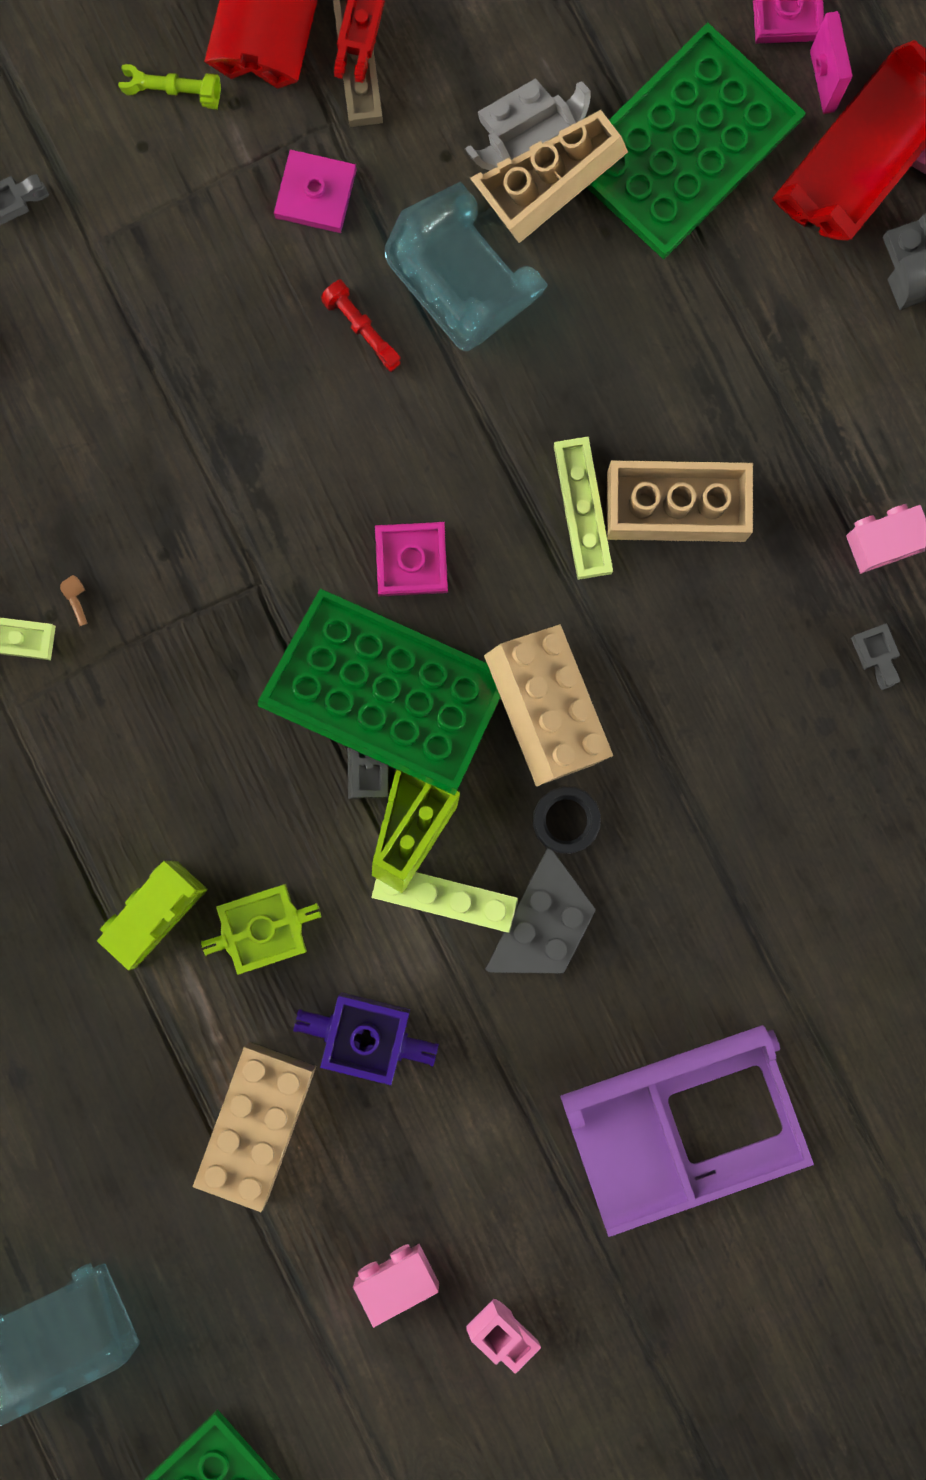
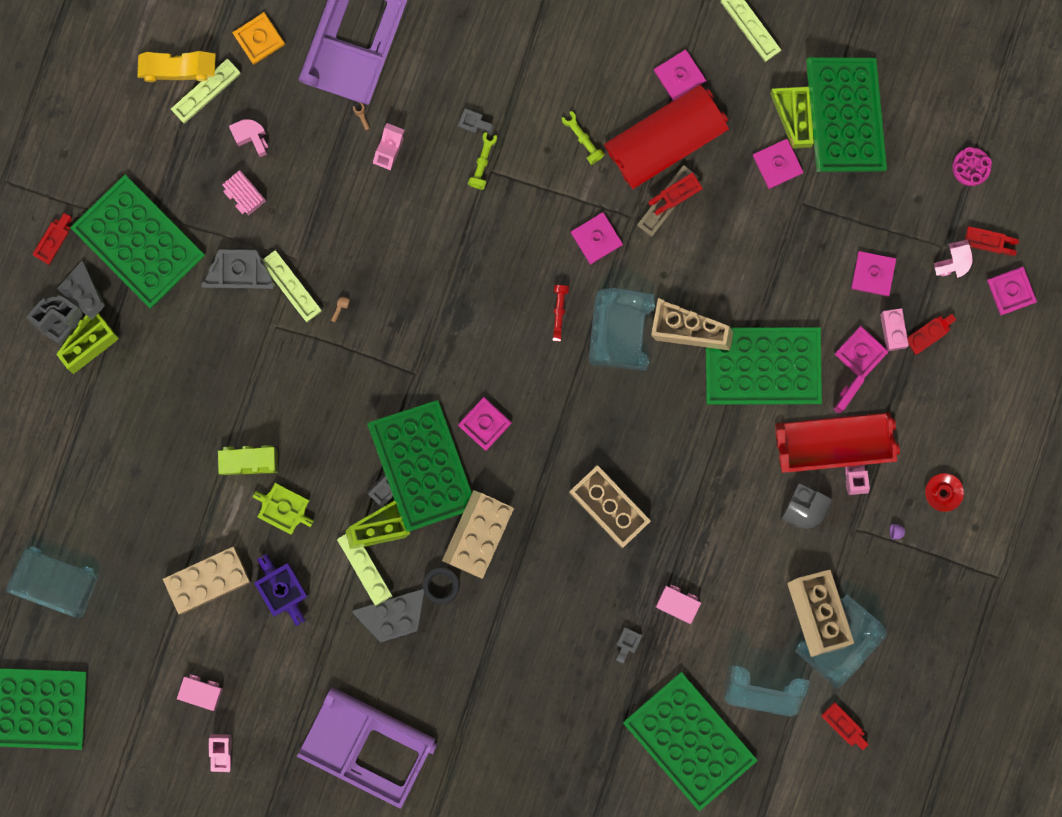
camera: 45 degrees right, 0 degrees up
(90, 267) = (476, 181): none -> lime piece
(526, 119) = (706, 297): light grey plate -> none
(583, 508) = (571, 471): yellowish green plate -> none

